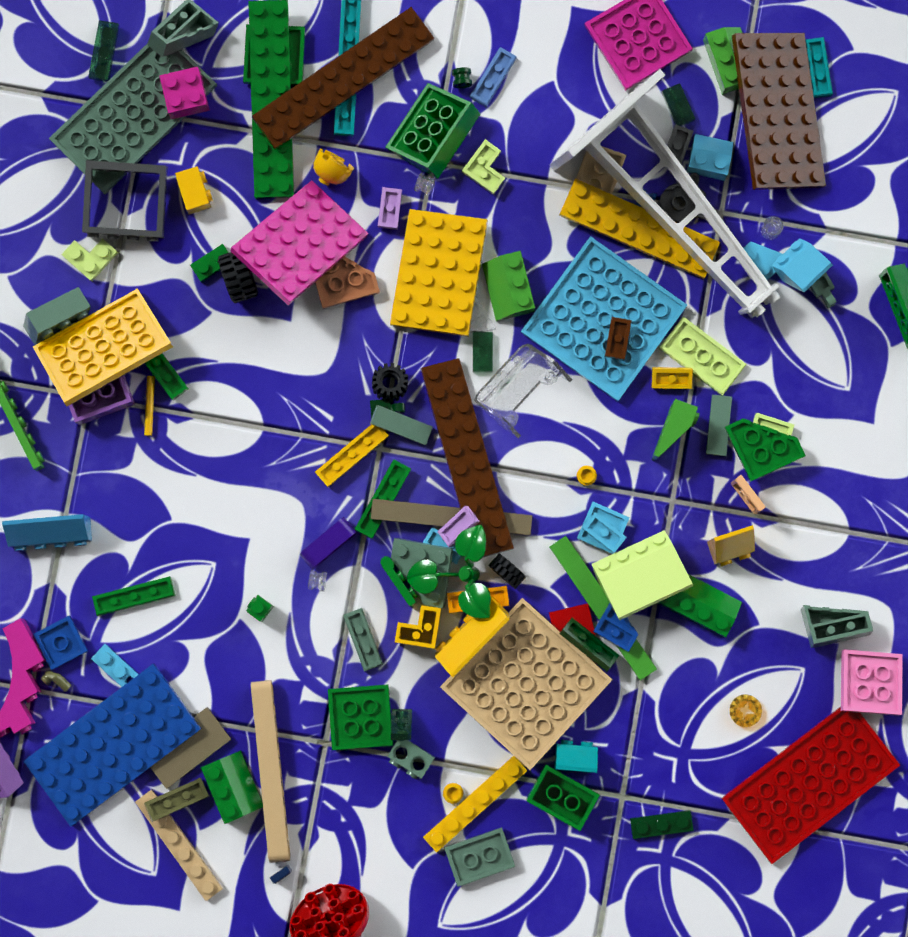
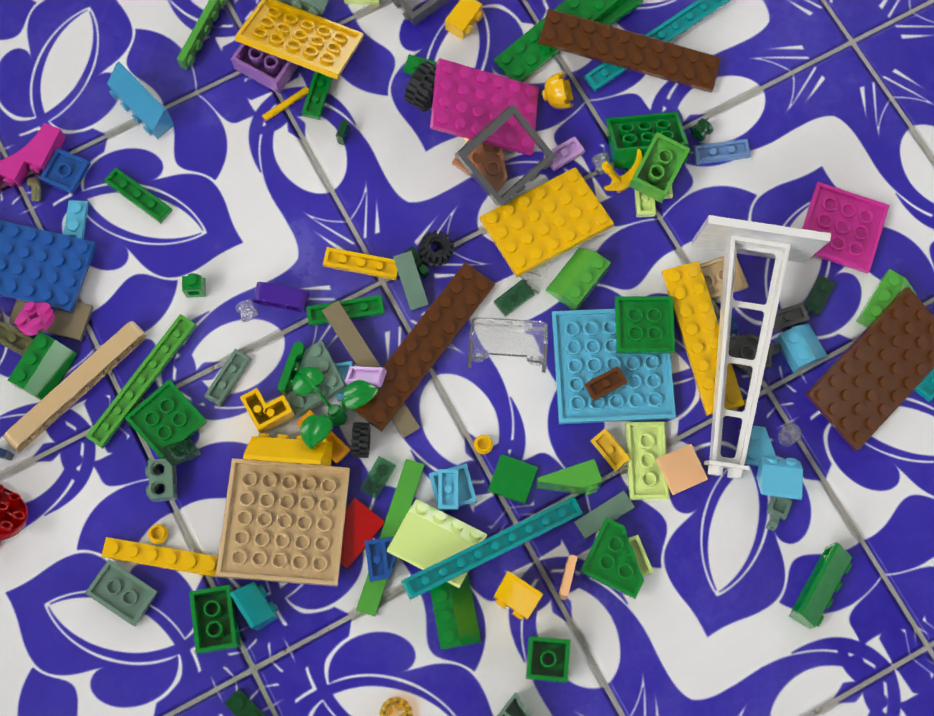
camera: 50 degrees right, 10 degrees down
(175, 759) = (34, 318): none -> dark pink plate
(218, 378) = (342, 132): none -> dark green tile
(309, 713) = (141, 381): none -> bright green plate
(329, 261) = (480, 137): none -> dark grey window
(455, 180) = (621, 183): none -> yellow piece
(472, 143) = (659, 167): none -> bright green slope
(547, 581) = (377, 477): none -> clear green plate
(589, 644) = (352, 546): dark green plate -> none
(594, 267) = (644, 325): none -> green plate
(633, 474) = (512, 479): none -> green tile
(681, 535) = (490, 548): none -> teal plate
(732, 335) = (681, 469): none -> light nougat tile
(797, 561) = (547, 659): none -> green brick

